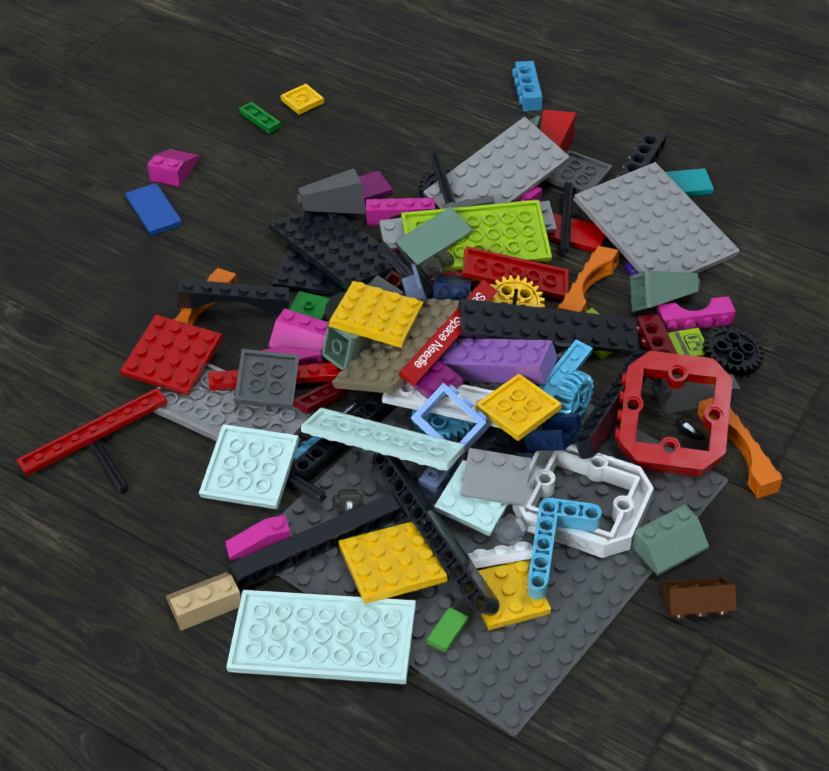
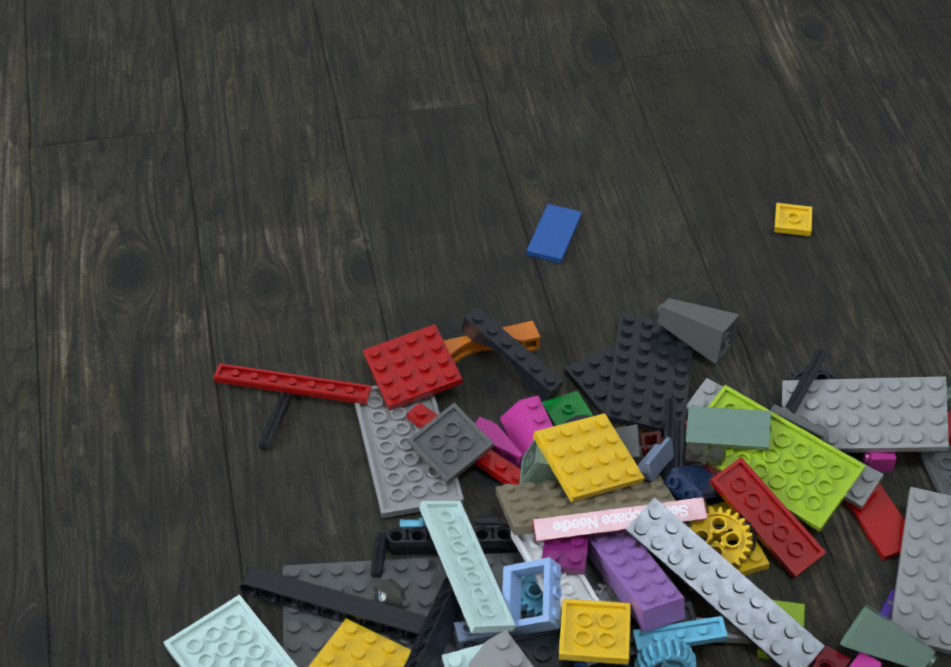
camera: 45 degrees right, 0 degrees up
(171, 167) = (612, 205): dark pink slope -> none
(204, 600) = (208, 578): tan slope -> none
(249, 466) = (359, 504): light aqua plate -> none
(258, 537) = (298, 565): dark pink slope -> none
(260, 117) = (735, 212): green plate -> none
(318, 398) = (472, 491): dark red plate -> none
(375, 186) = (753, 343): magenta tile -> none
(386, 208) = (728, 370): dark pink arch -> none
(566, 217) = (887, 504): black axle -> none
(601, 264) = (863, 572): orange arch -> none

